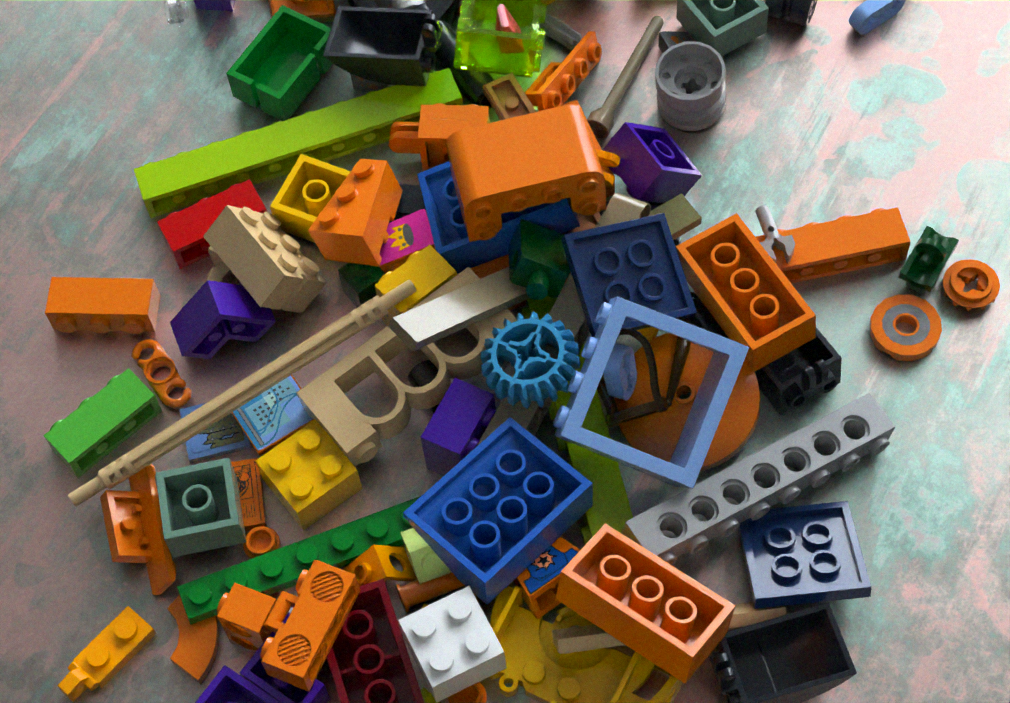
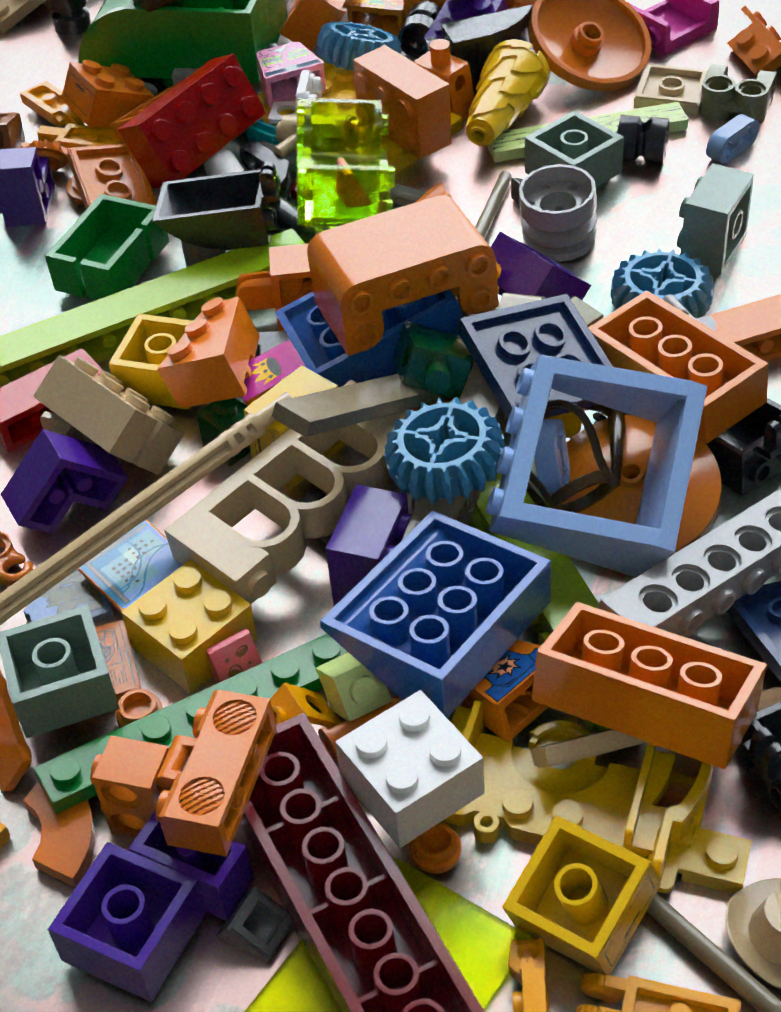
camera: 10 degrees left, 15 degrees down
(339, 510) = (233, 656): none -> coral slope
(760, 176) = (663, 275): none -> dark azure gear
(830, 115) = (716, 216): none -> sand green brick

